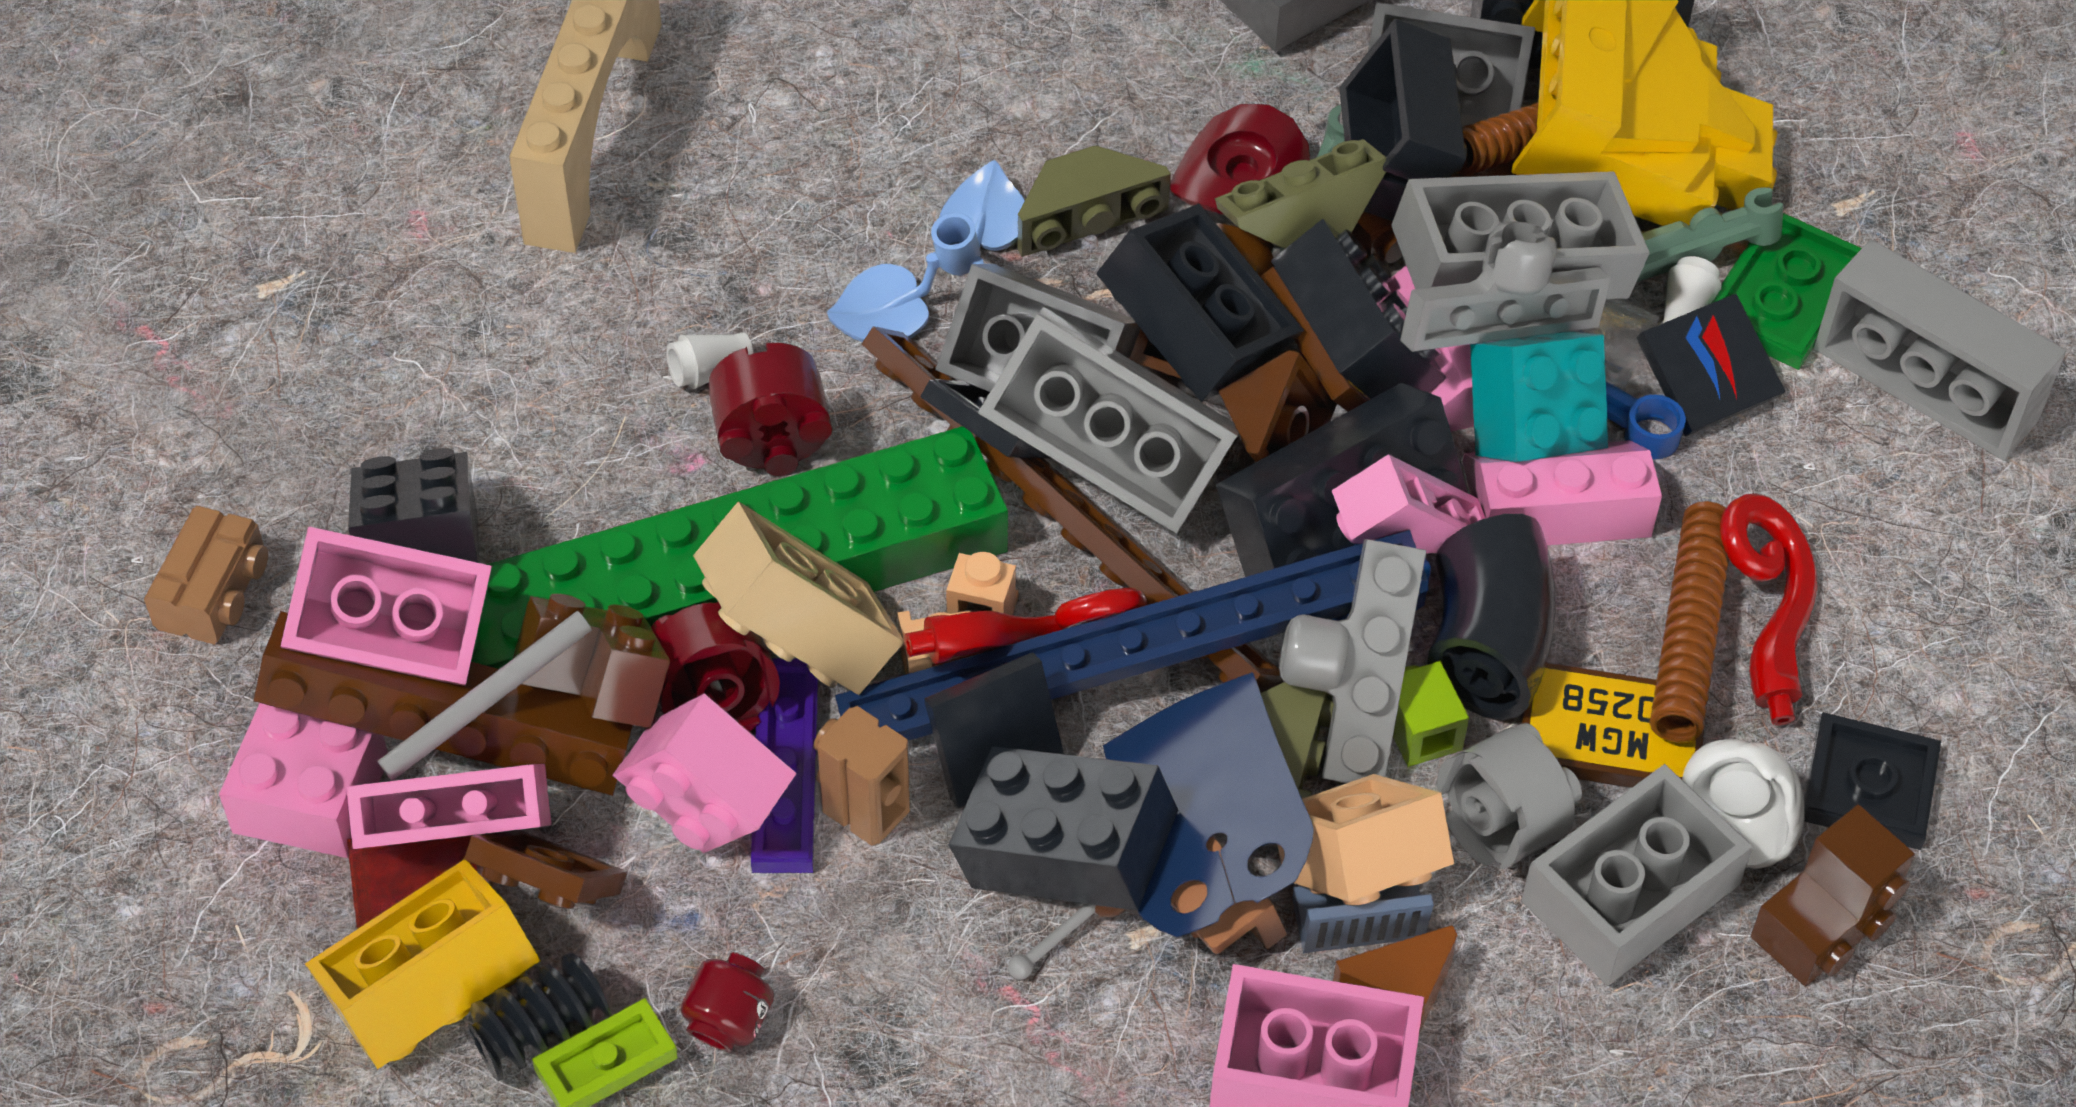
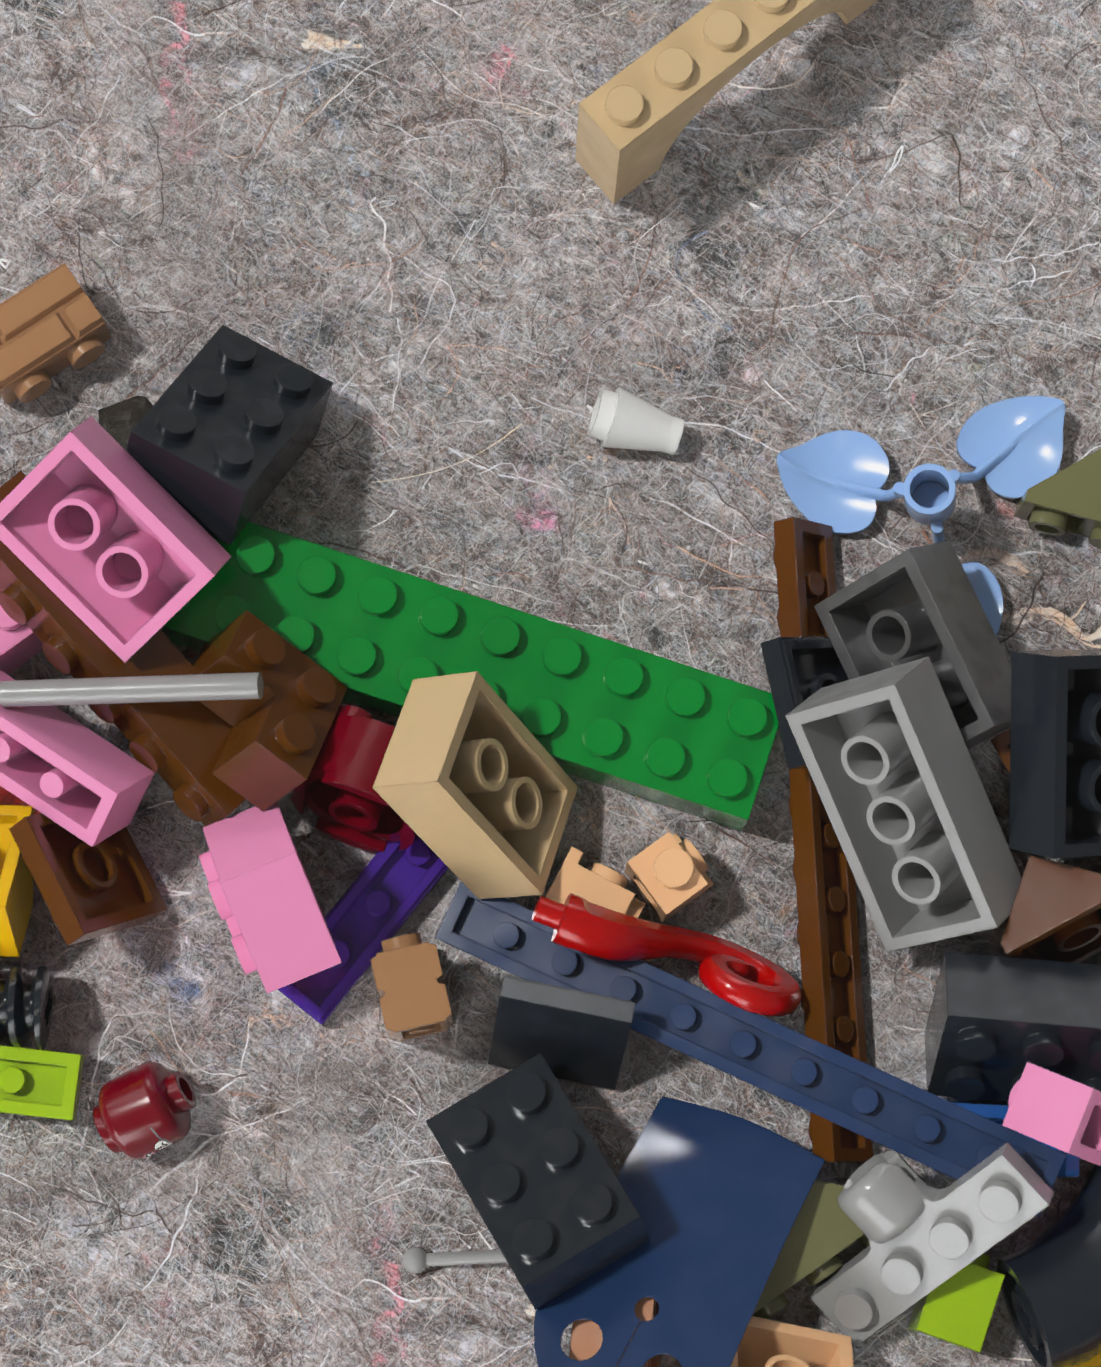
camera: 35 degrees right, 25 degrees up
(769, 408) = (630, 537): dark red brick -> none

